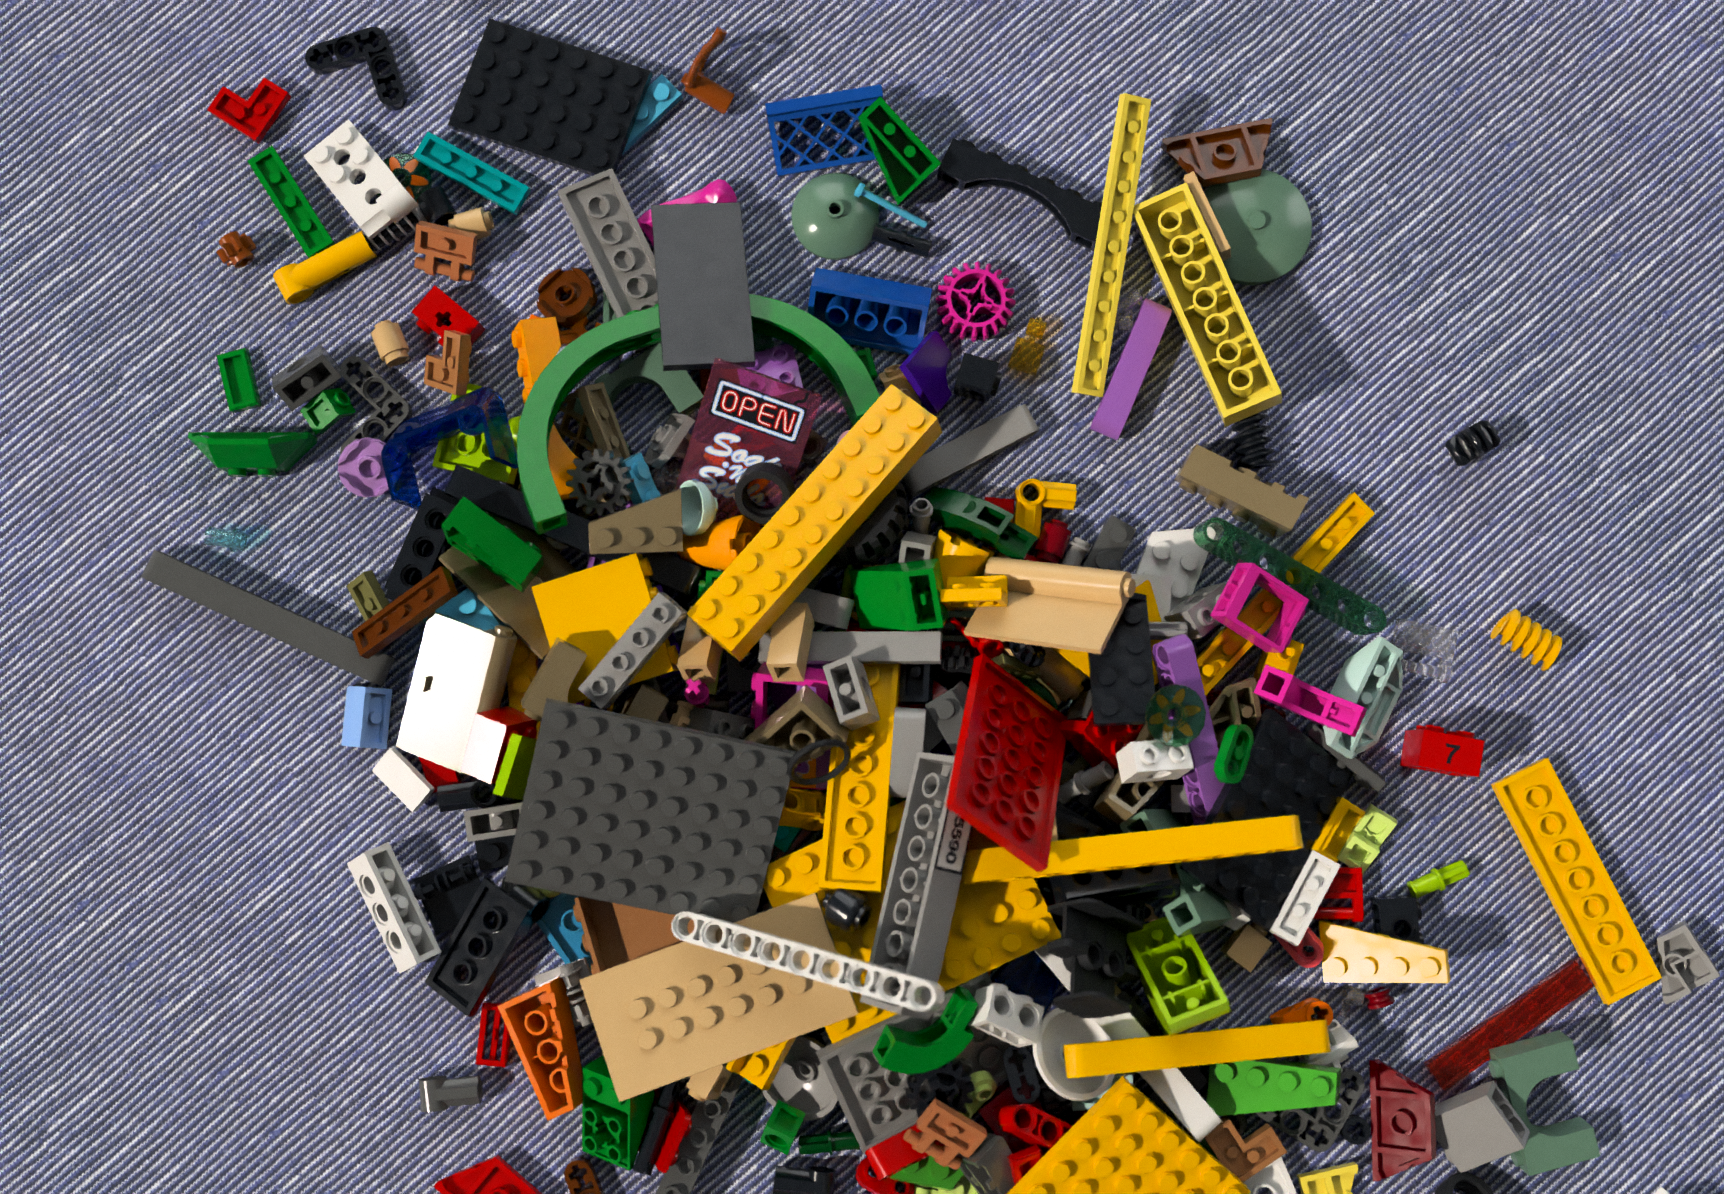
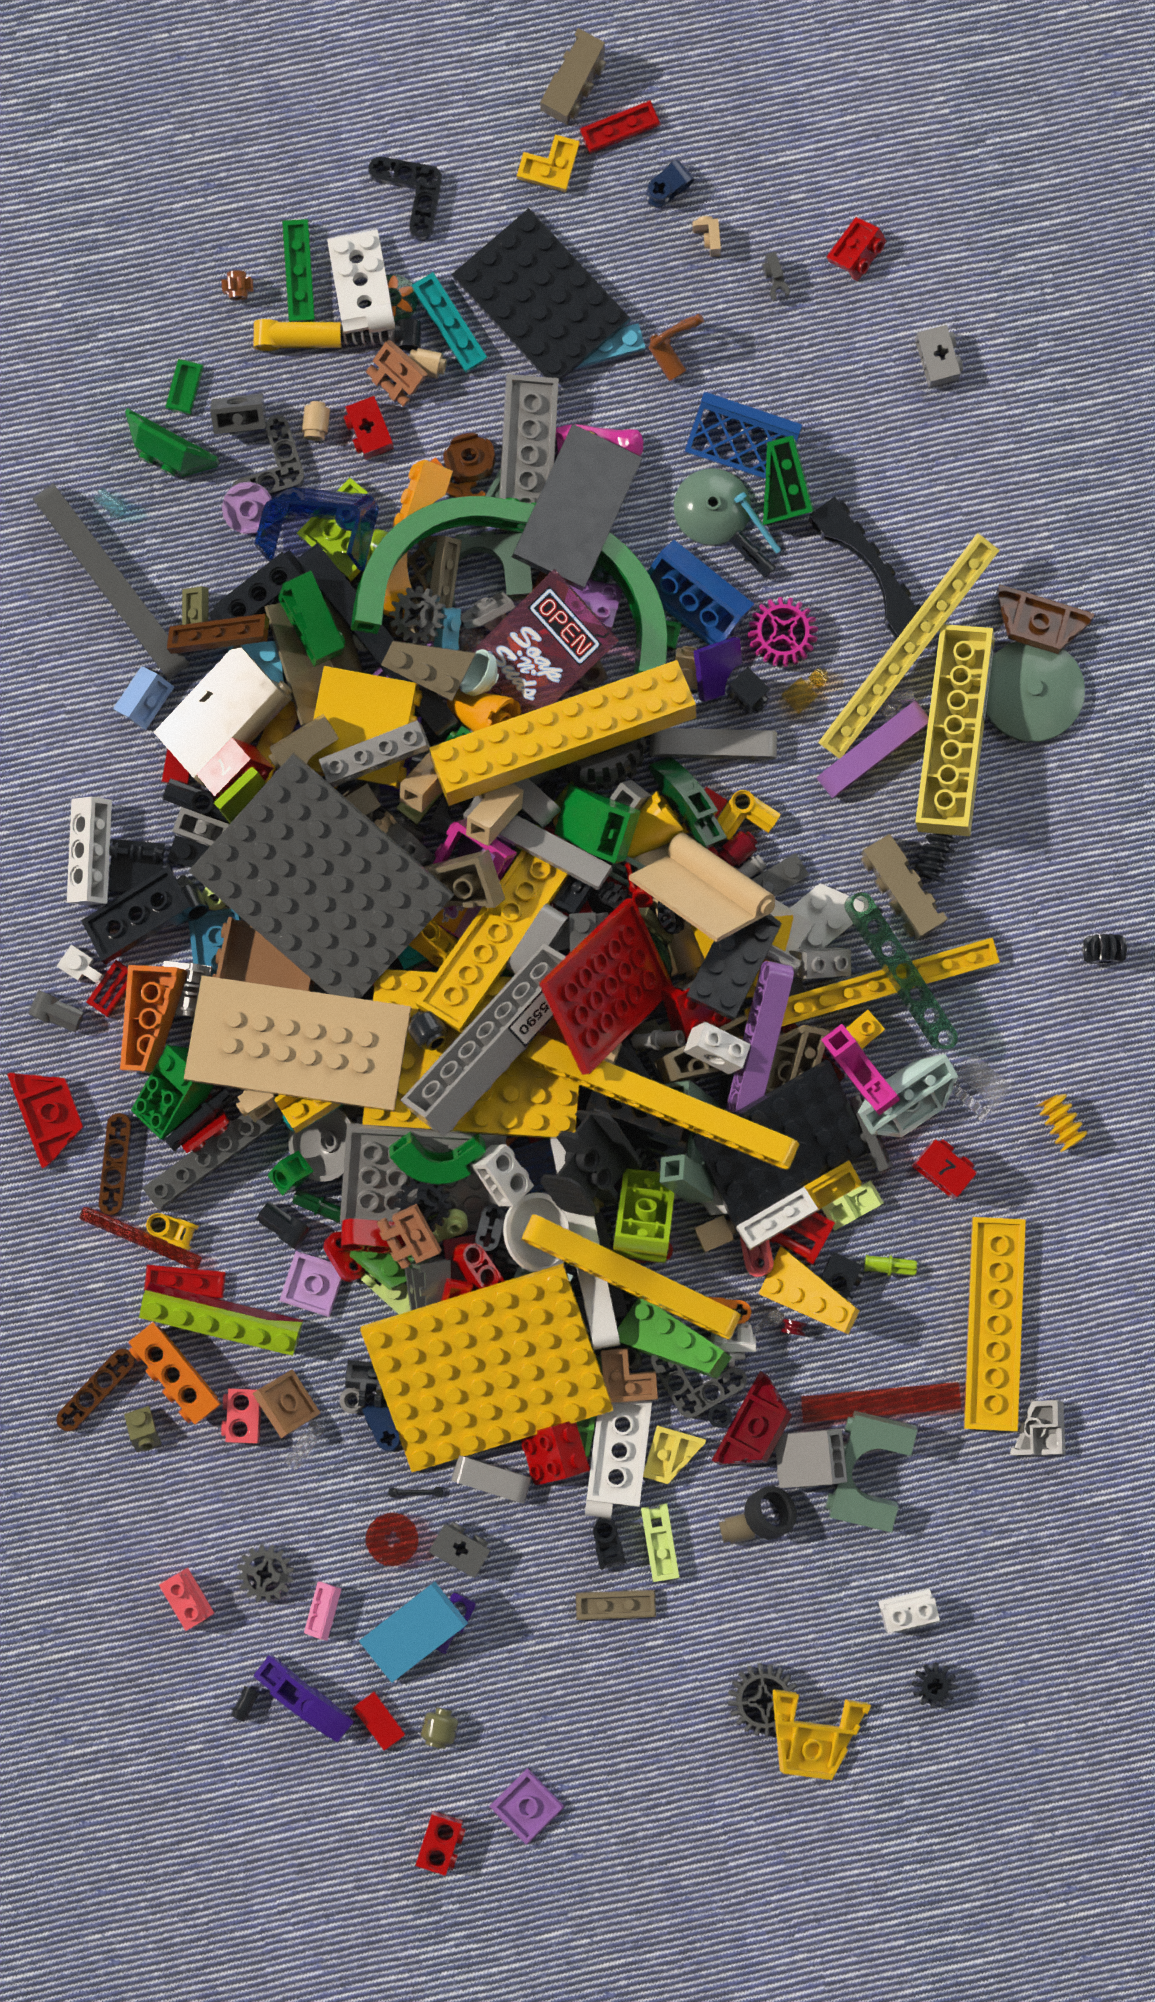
camera: 30 degrees right, 0 degrees up
(252, 116) = (305, 187): red plate -> none
(327, 409) = (240, 446): green bracket -> none
(403, 779) = (146, 759): white tile -> none
(446, 1029) = (78, 965): none -> white plate
(450, 370) = (351, 468): medium nougat plate -> none
(697, 693) = (404, 813): dark pink axle -> none
(762, 471) = (544, 672): black tyre -> none
(812, 781) = (462, 926): black tyre -> none
(819, 965) = (385, 1052): white beam -> none
(851, 693) = (519, 874): light grey brick -> none
(921, 511) = (649, 770): light grey pin -> none
(975, 592) = (654, 851): yellow bracket -> none
(1179, 799) = (722, 1093): light grey piece -> none
(1188, 717) = (755, 1032): clear green dish -> none
(1208, 215) = (996, 665): tan tile -> none
(1234, 753) = (780, 1078): green plate -> none
(1235, 595) = (849, 959): dark pink window -> none

